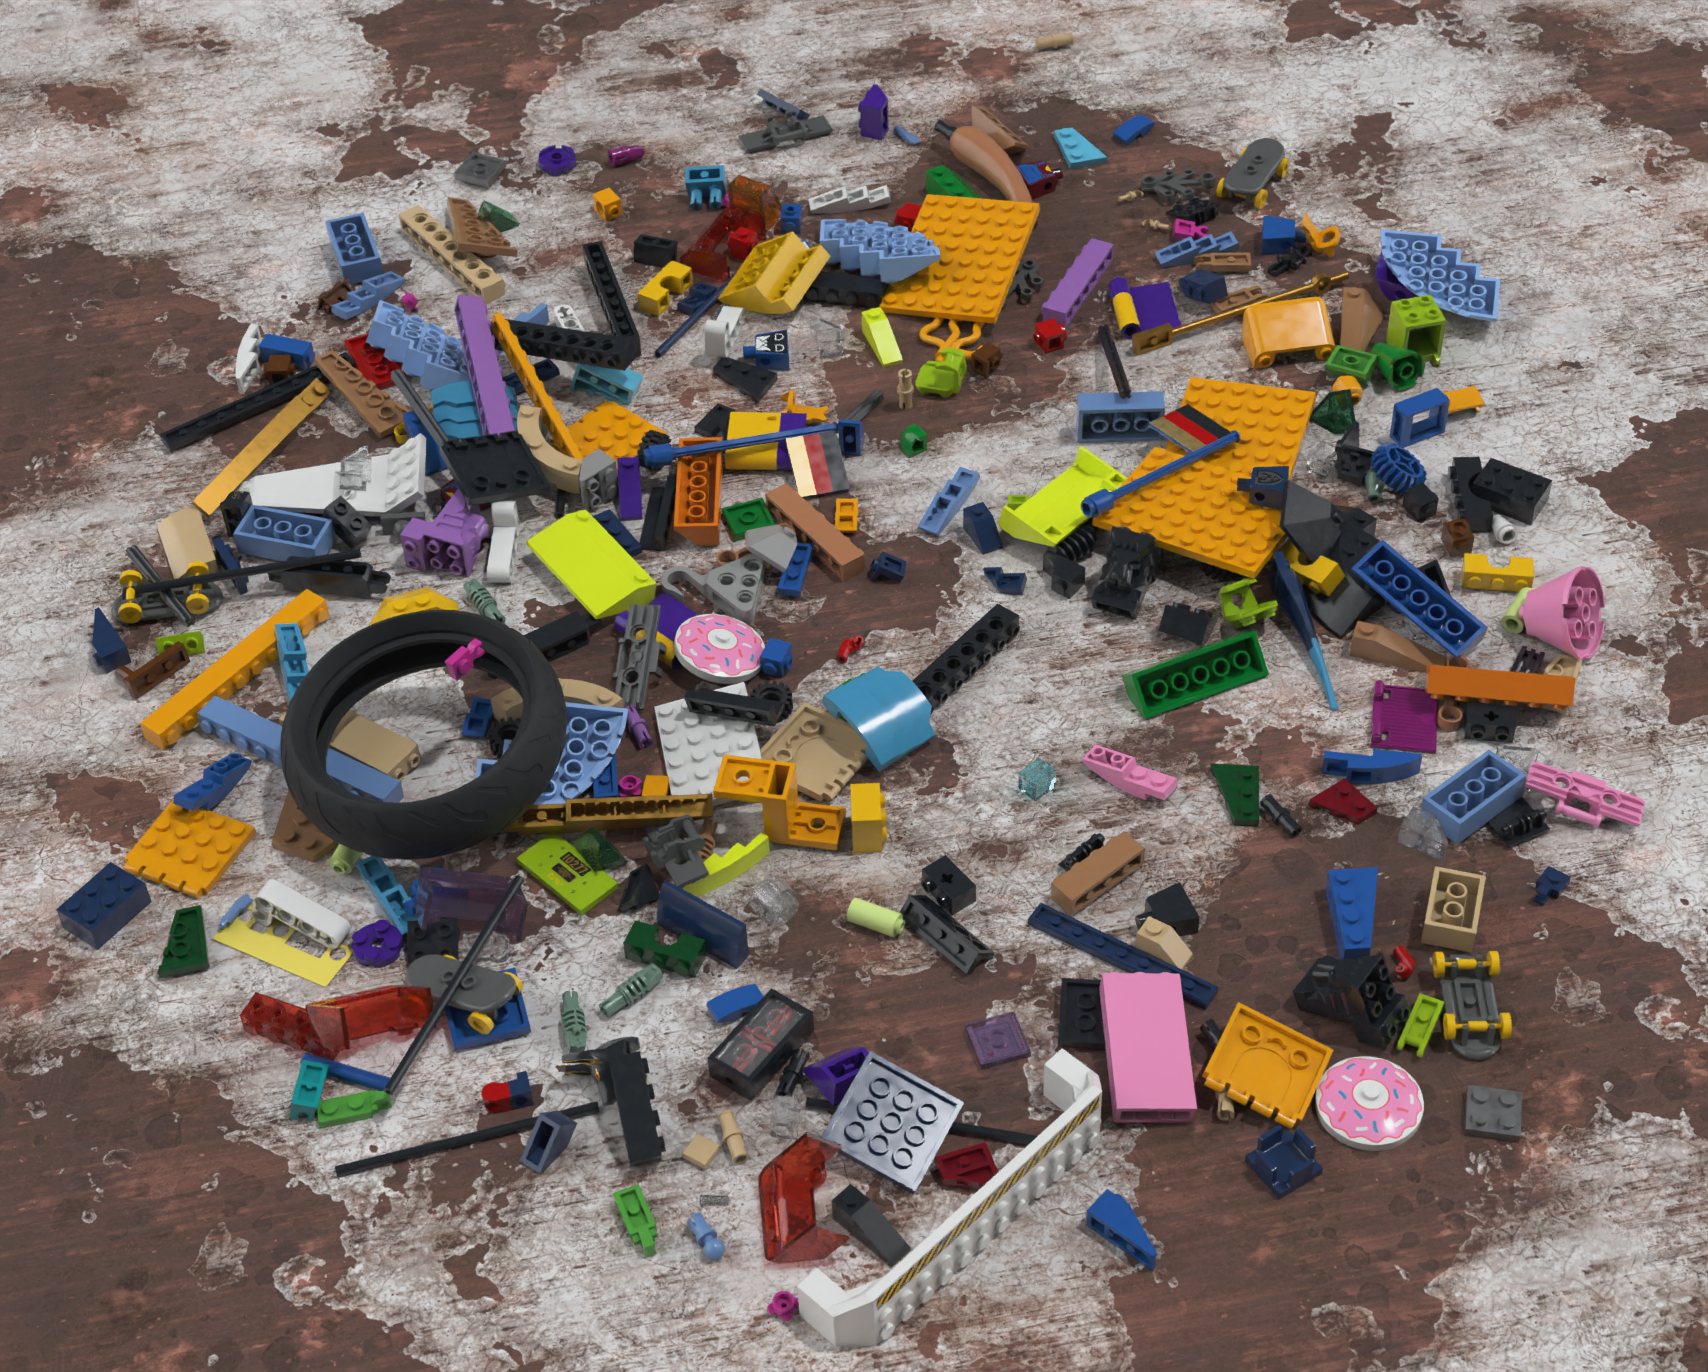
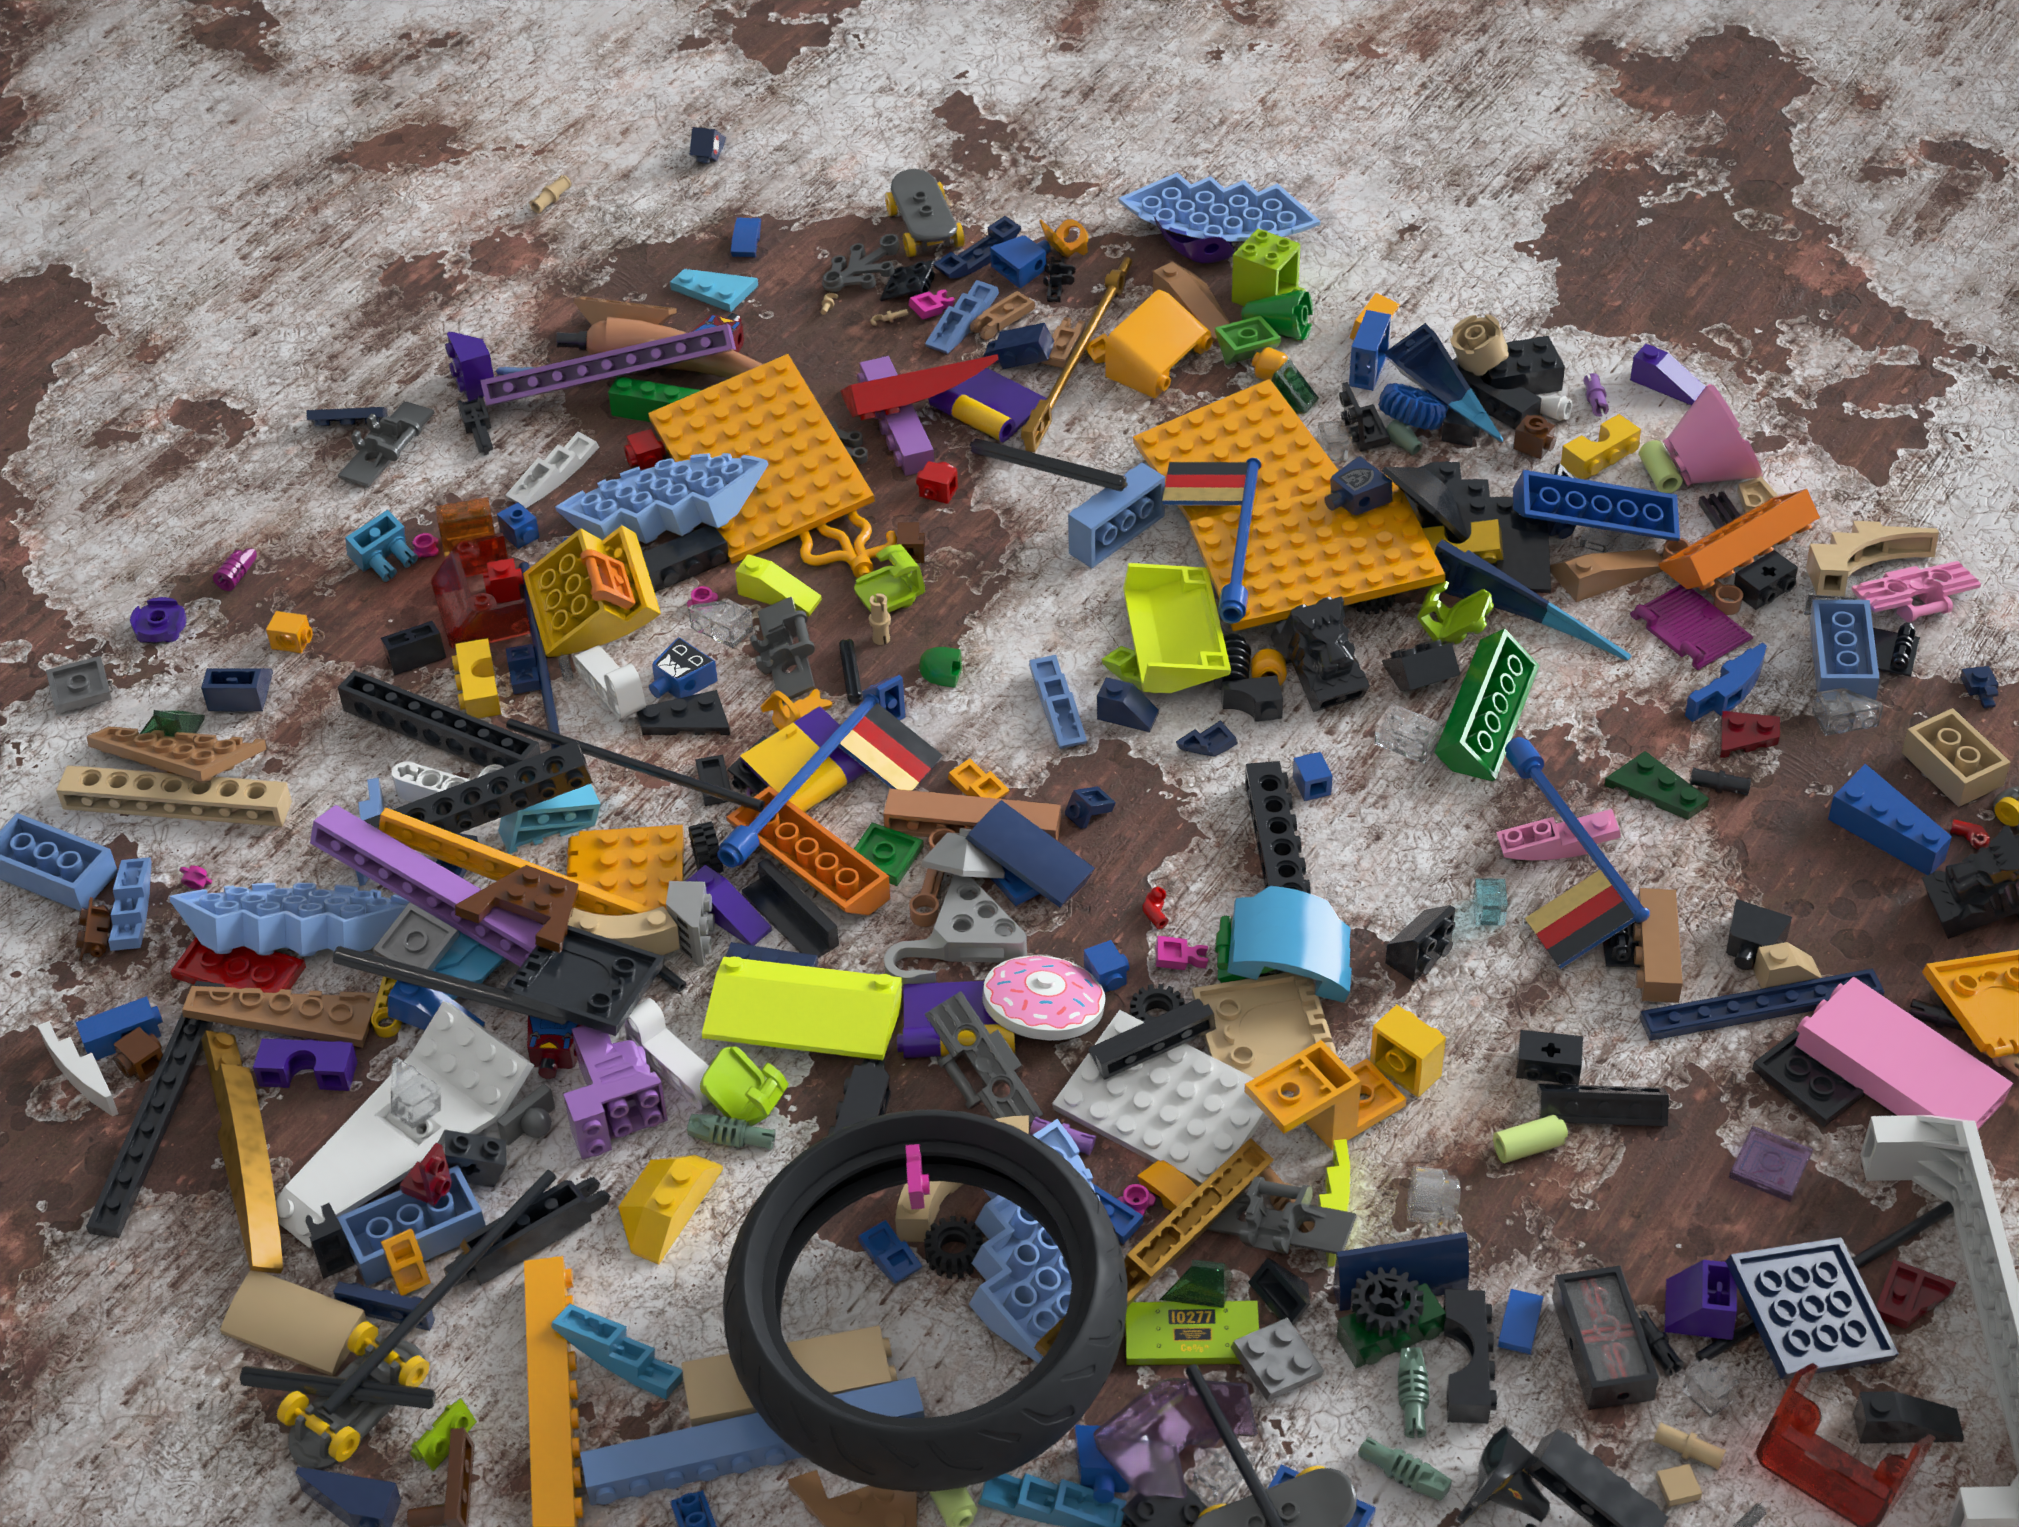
camera: 45 degrees left, 0 degrees up
(257, 546) = (405, 1262): none -> light orange slope
(303, 510) = (429, 1178): none -> dark red bracket
(350, 432) = (283, 1058): none -> dark purple arch
(445, 394) = (417, 939): none -> flat silver plate
(510, 579) = (740, 1086): none -> lime piece
(521, 408) = (531, 895): none -> reddish brown wing
(545, 216) = (236, 688): none -> dark blue slope
(585, 917) = (1277, 1359): none -> flat silver plate
(659, 1013) = (1469, 1389): none -> black arch
(663, 928) = (1387, 1301): none -> black gear
(675, 382) = (639, 766): none -> black piece
(779, 272) = (614, 577): none -> orange plate
(808, 567) = (1030, 853): none -> dark blue slope
(823, 677) = (1175, 953): none -> dark pink plate
(836, 318) = (702, 595): none -> dark pink plate
(837, 374) = (777, 652): none -> dark grey piece
(846, 146) = (476, 421): none -> black connector
(943, 154) = (608, 365): none -> medium lavender brick
(962, 772) = (1422, 942): none -> black slope
(1033, 639) = (1312, 776): none -> blue brick
(1090, 267) = (905, 389): none -> red wedge
(1091, 823) = (1594, 906): none -> flag
(1092, 561) = (1269, 663): none -> light orange head
(1119, 652) = (1408, 735): none -> clear brick
(1180, 60) = (706, 144): none -> dark blue slope
(1254, 219) = (979, 253): none -> dark blue slope
(1440, 450) = (1428, 364): none -> dark blue plate
(1482, 452) = (1479, 343): none -> tan brick
(1544, 540) = (1596, 394): none -> medium lavender pin
(1595, 747) = (1867, 543): none -> tan arch
(1611, 559) = (1664, 374): none -> dark purple slope

